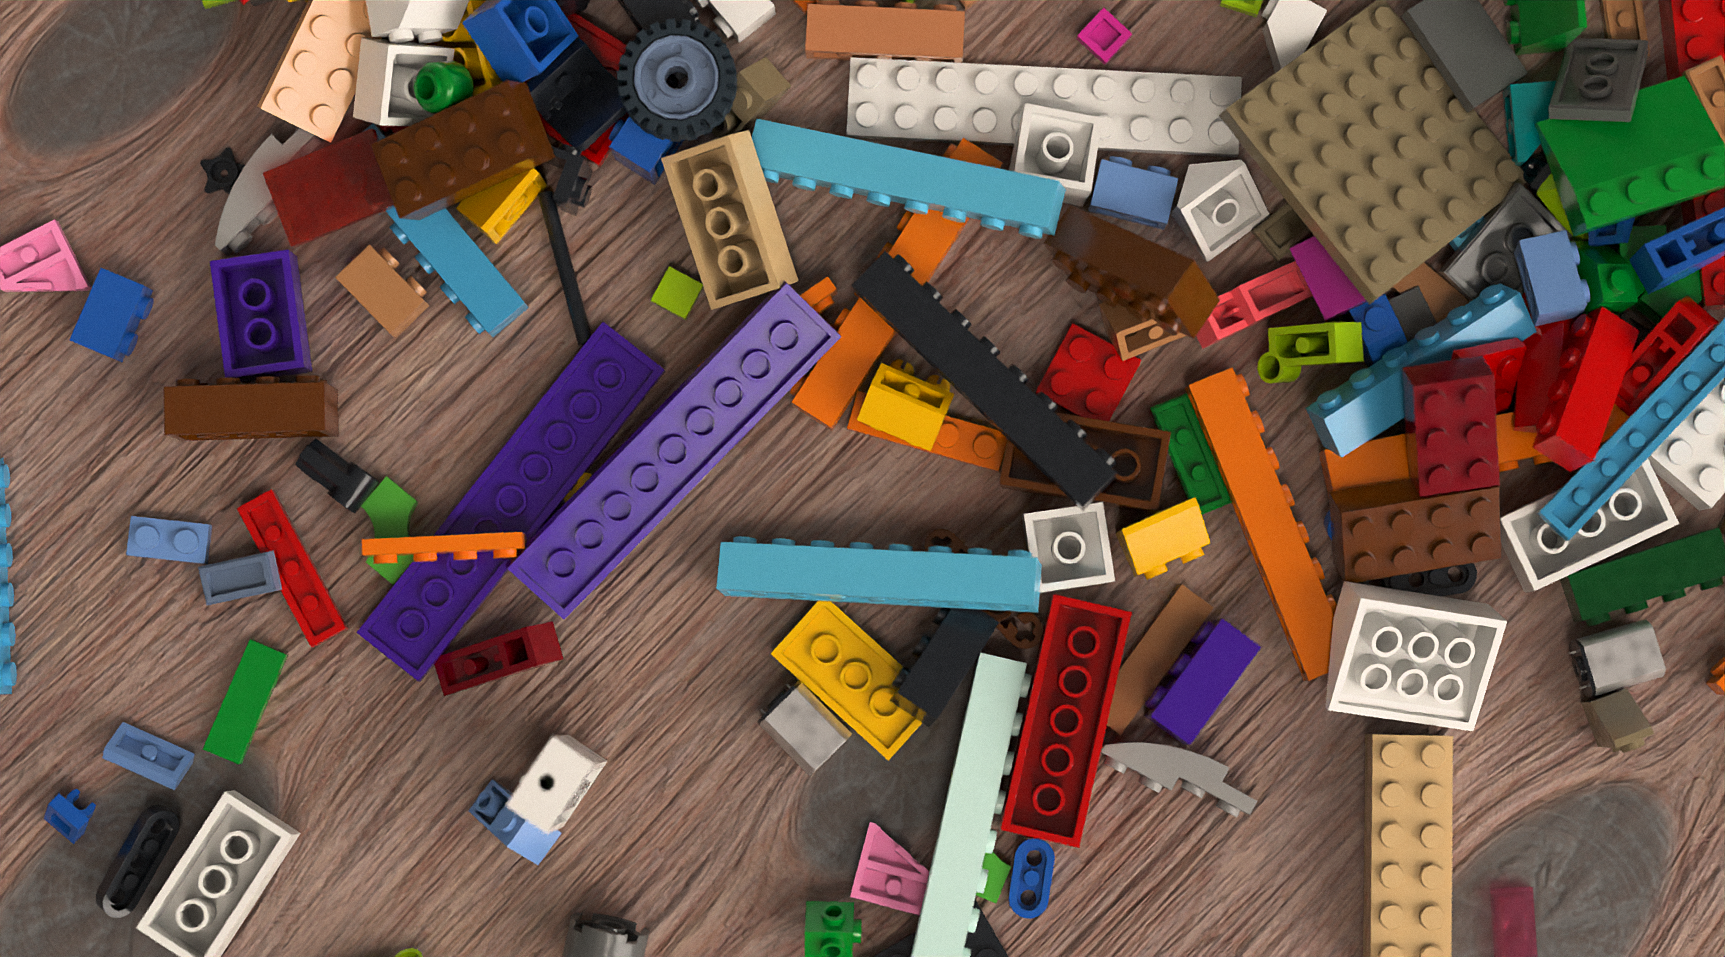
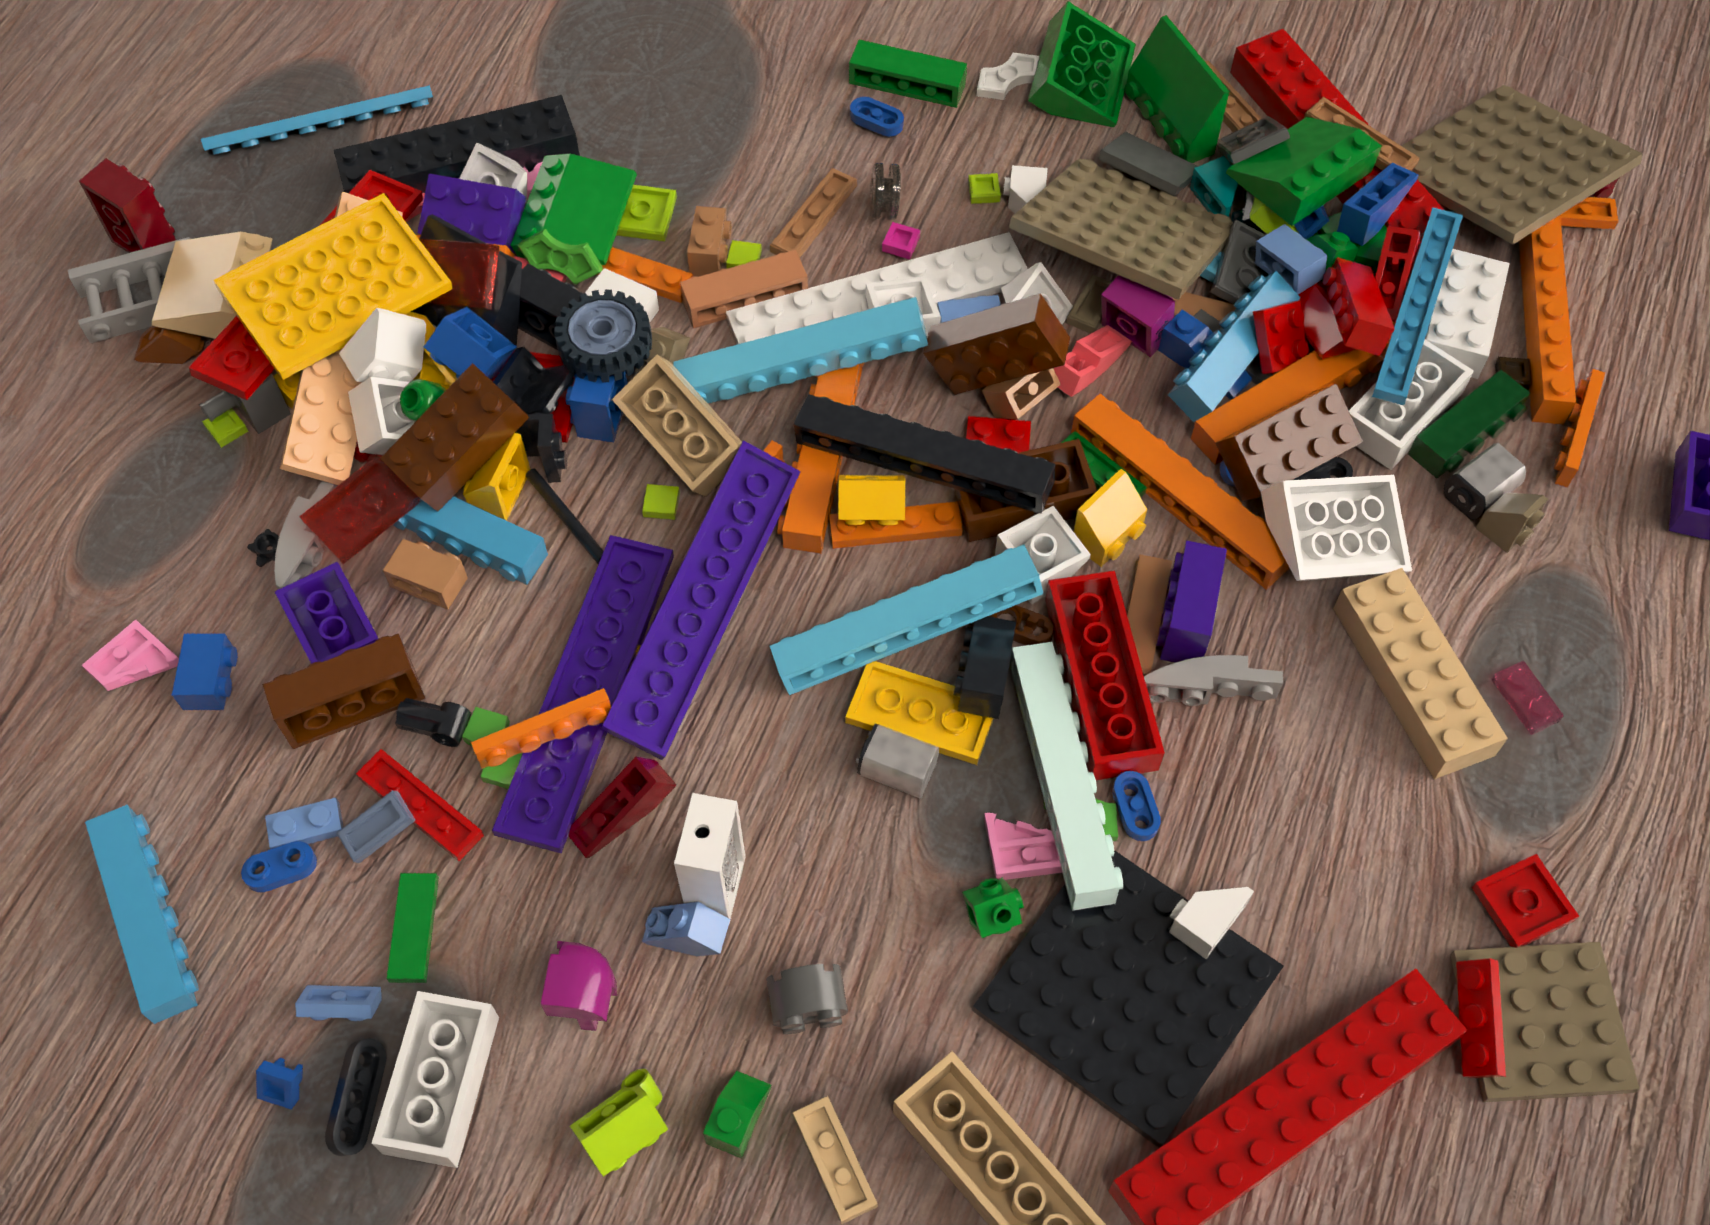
camera: 25 degrees left, 25 degrees down
(129, 577) = (278, 868): none -> blue plate
(387, 843) = (578, 985): none -> magenta brick
(1308, 347) = (1149, 361): lime hinge -> none
(1451, 426) = (1280, 355): dark red brick -> none

